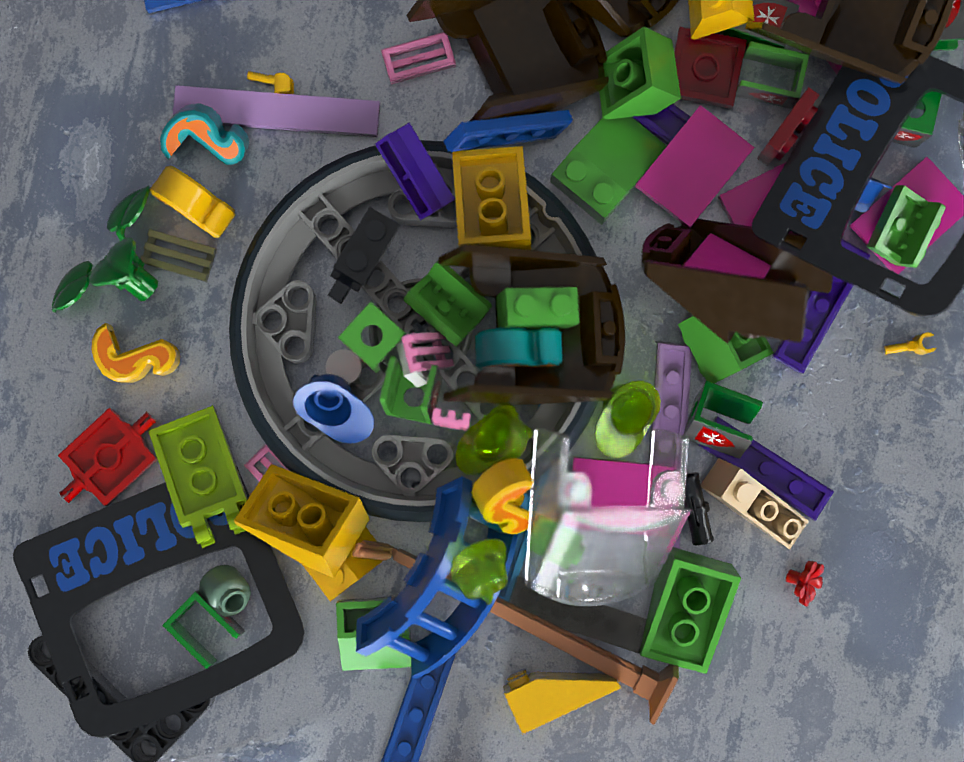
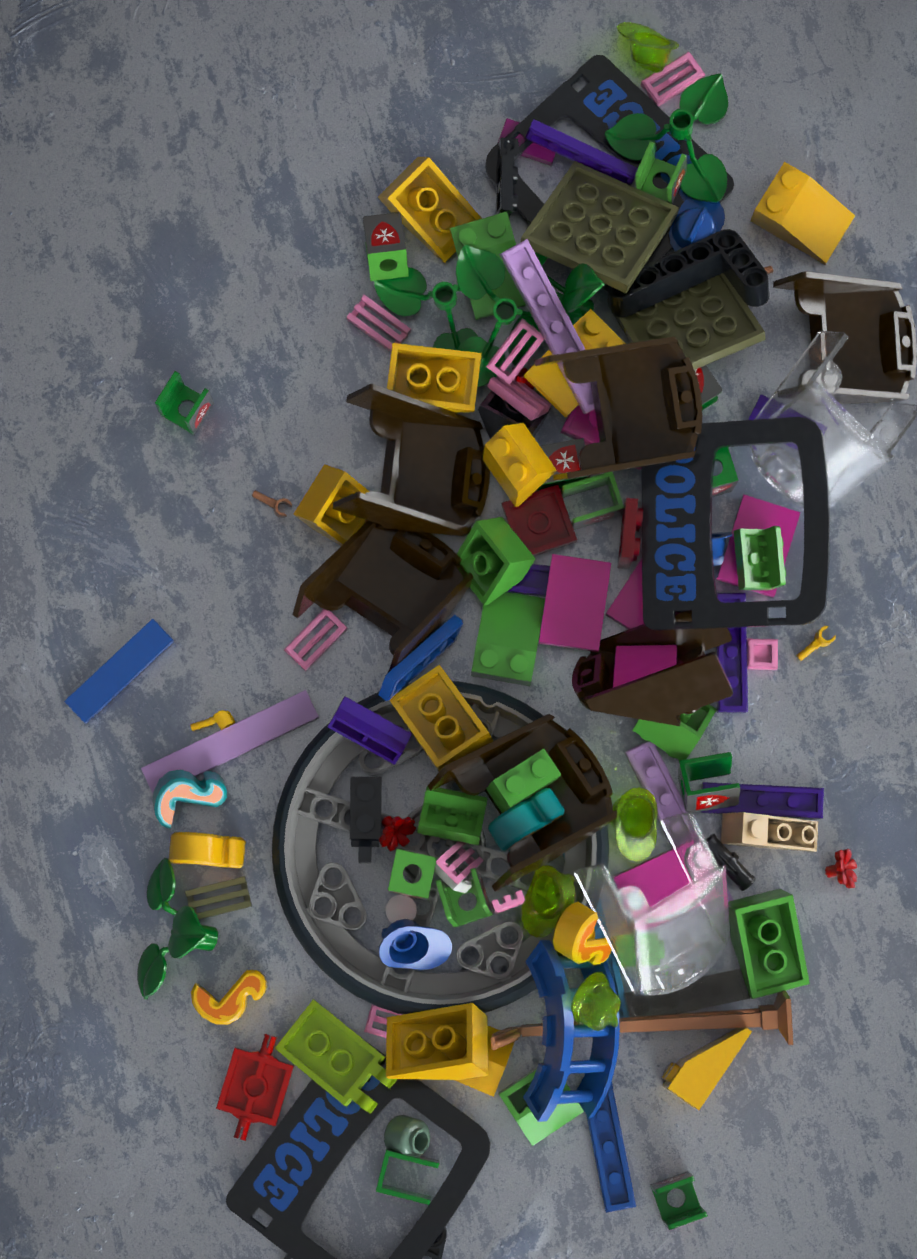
camera: 30 degrees left, 5 degrees down
(383, 287) = (396, 832): none -> red plant
(851, 325) = (762, 654): none -> bright pink tile

